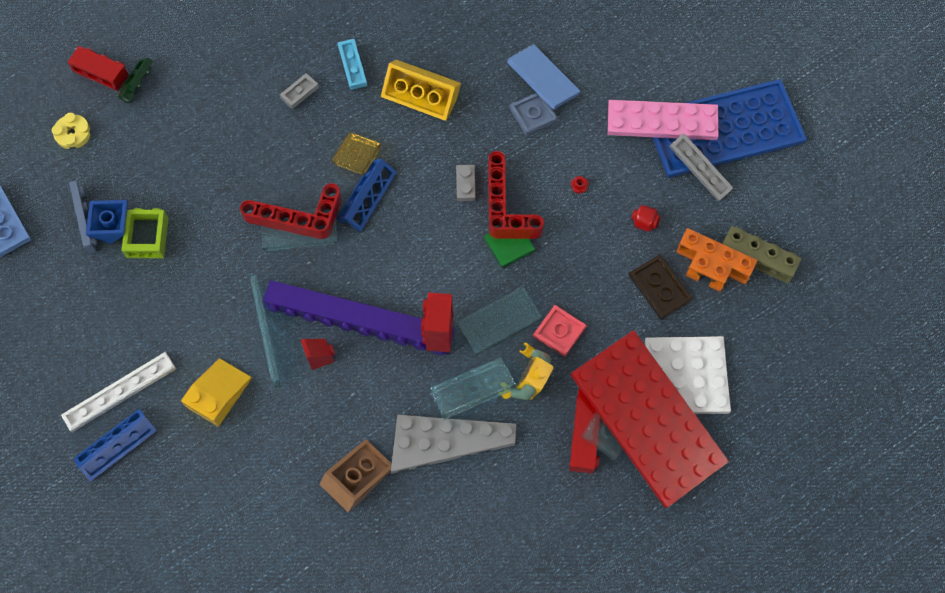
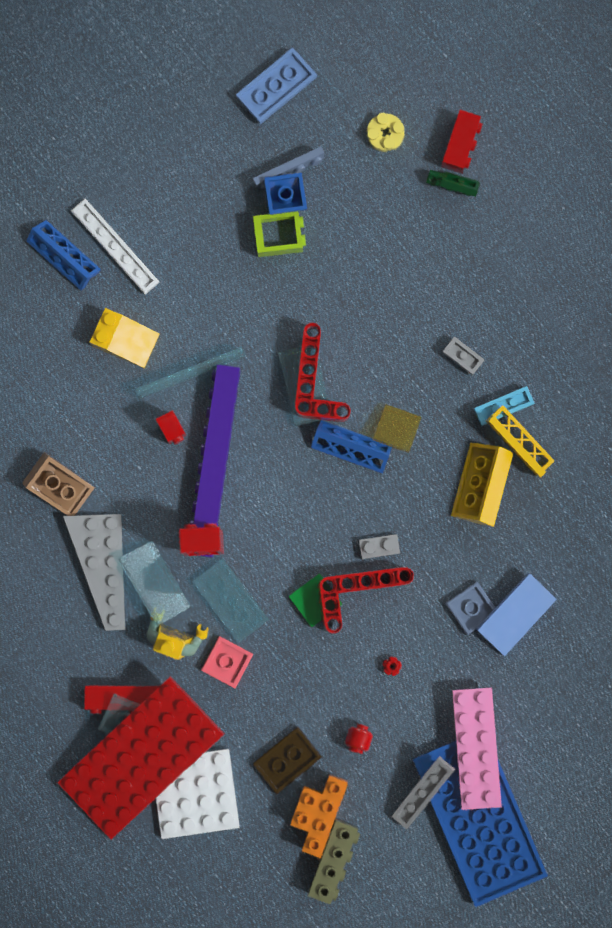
camera: 85 degrees right, 15 degrees up
(397, 52) = (515, 445): none -> yellow fence

